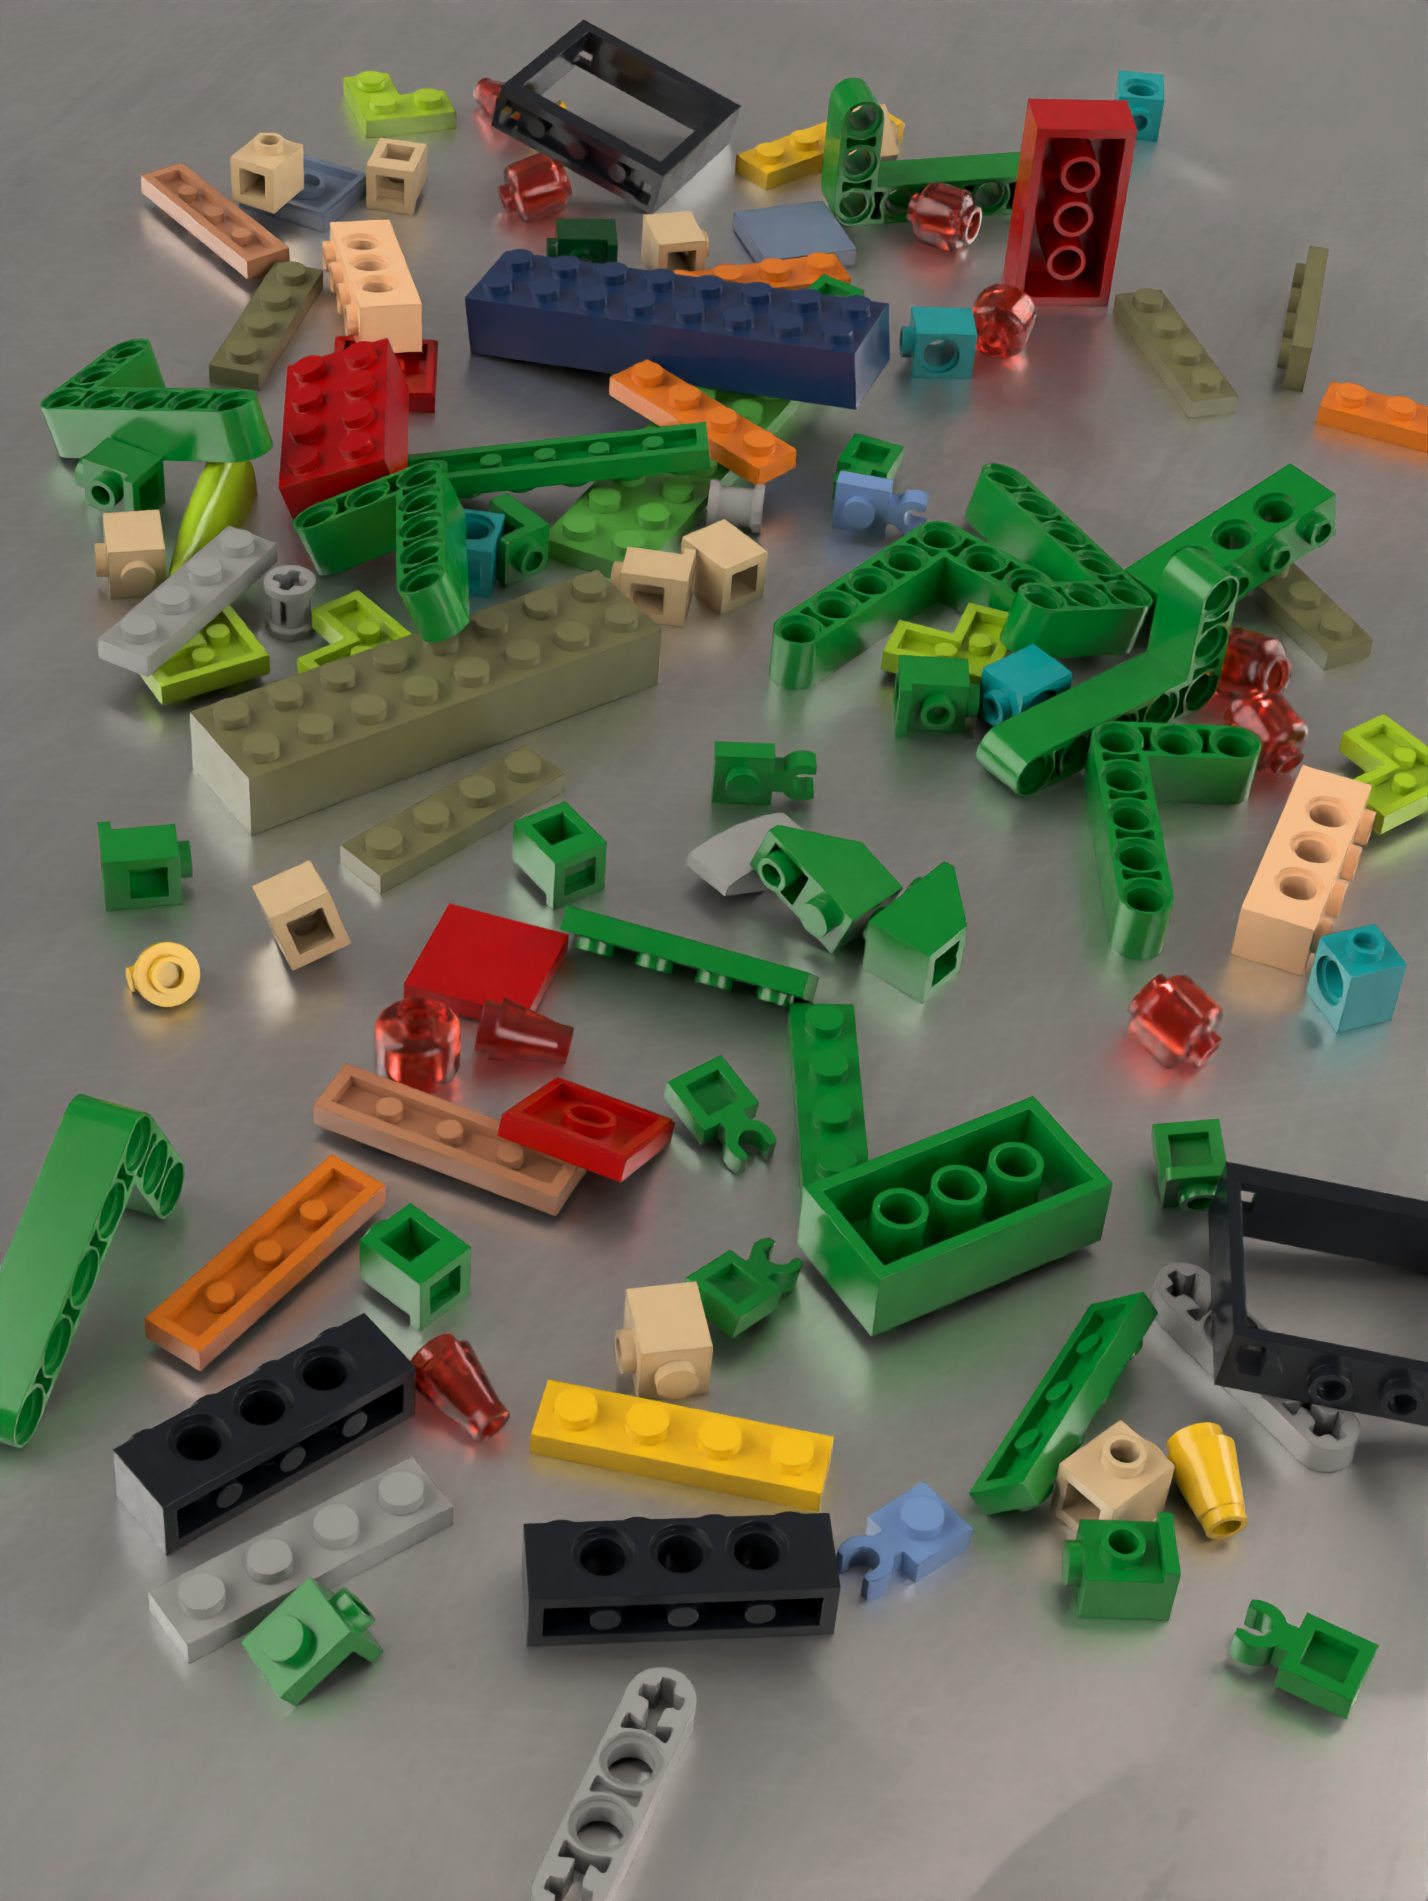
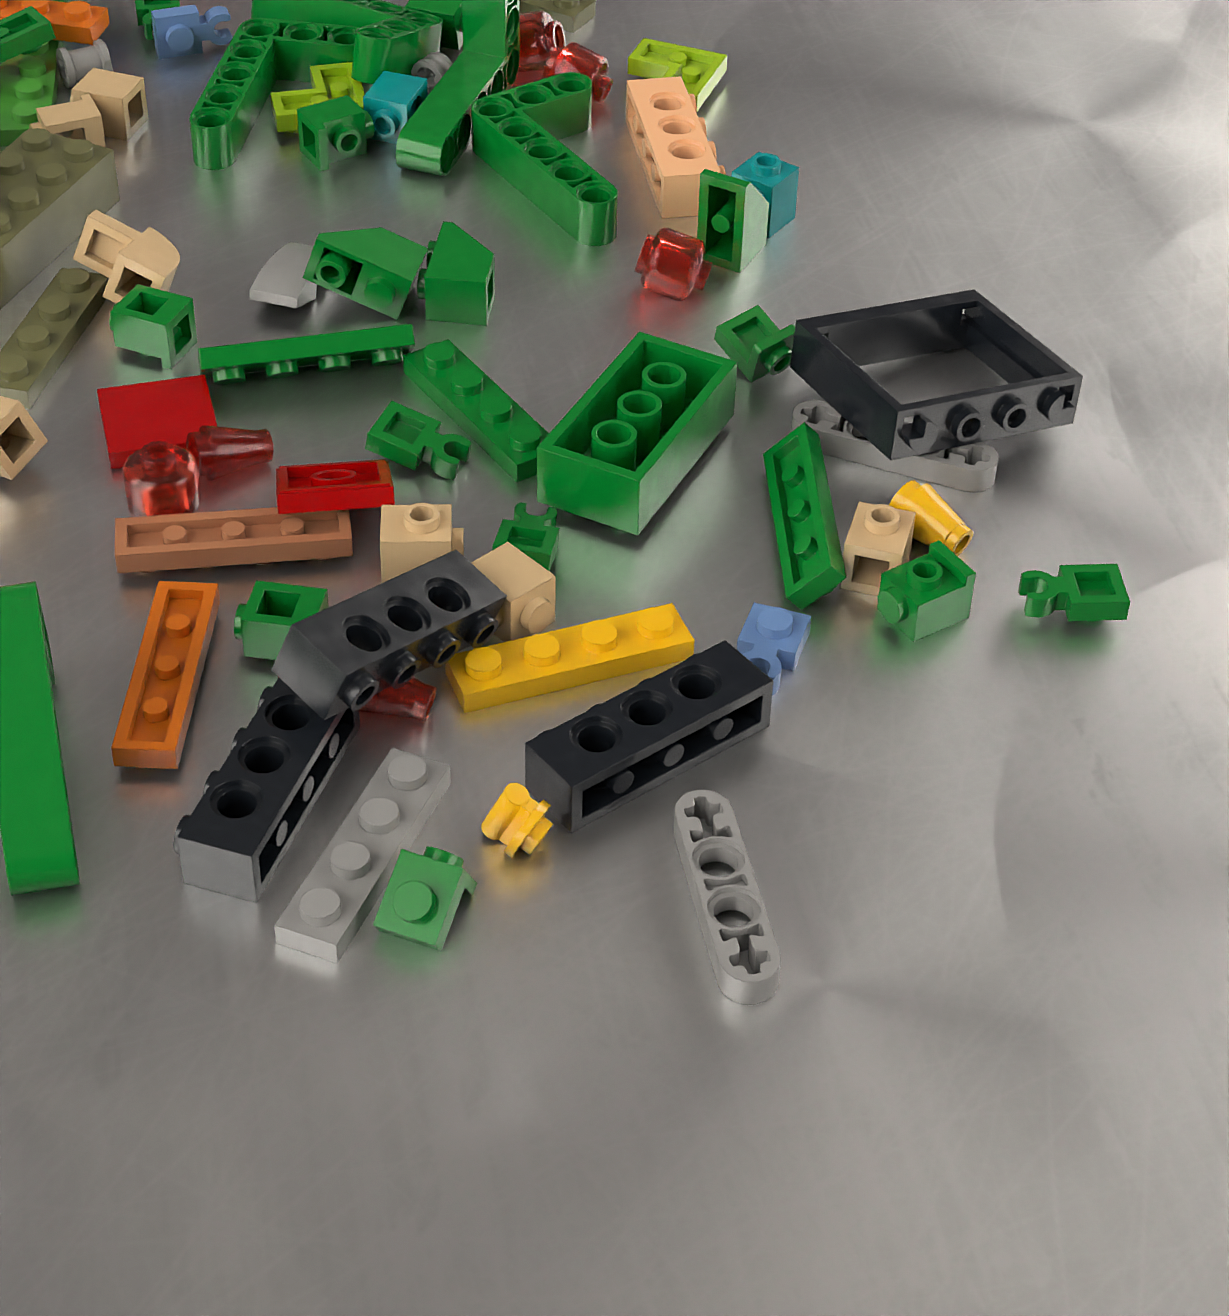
camera: 30 degrees left, 0 degrees up
(468, 1611) = (517, 820): none -> yellow plate
(579, 1306) = (388, 634): none -> black brick
(588, 768) = (126, 255): none -> tan brick
(619, 1237) = (416, 536): none -> tan brick
(752, 772) = (247, 222): green plate -> none
(1098, 659) = (433, 63): none -> light grey bush
(1279, 999) = (731, 220): none -> green slope

